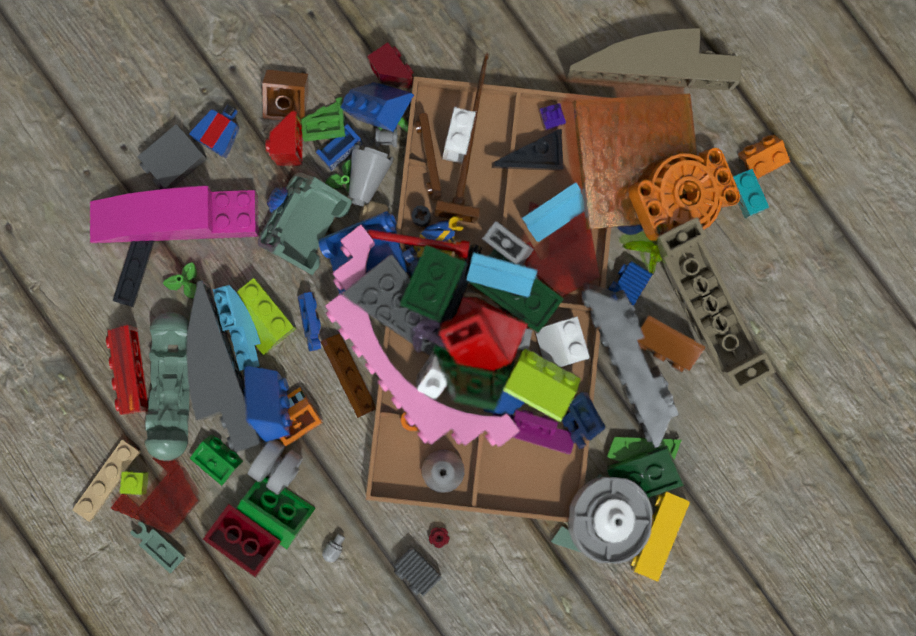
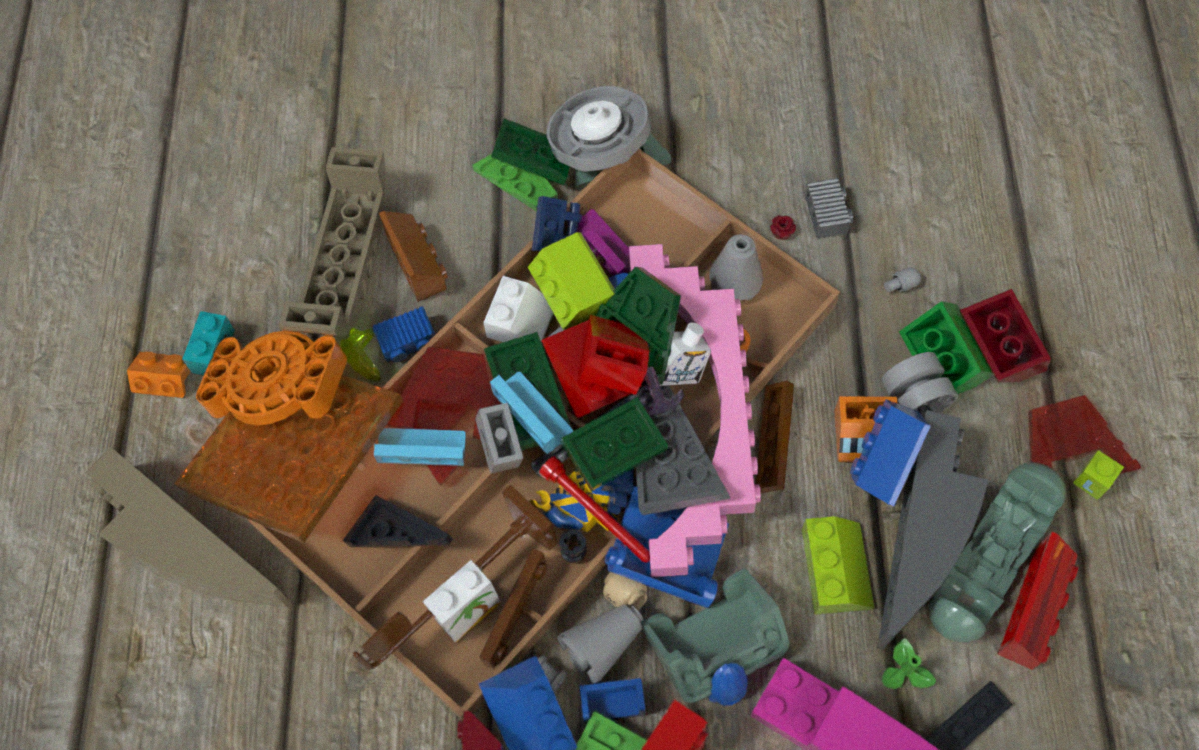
camera: 140 degrees left, 20 degrees down
(106, 480) = (1129, 502): tan plate -> none
(159, 548) = (1104, 393): sand green plate -> none
(216, 459) = (984, 444): green bracket -> none
(238, 321) = (868, 565): medium azure slope -> none
(310, 322) = (781, 522): blue plate -> none
(336, 181) = (642, 666): bright green plant -> none
(552, 116) = (340, 563): dark purple tile -> none
(644, 385) = (454, 264): piece -> none
(664, 529) = (538, 107): yellow brick -> none

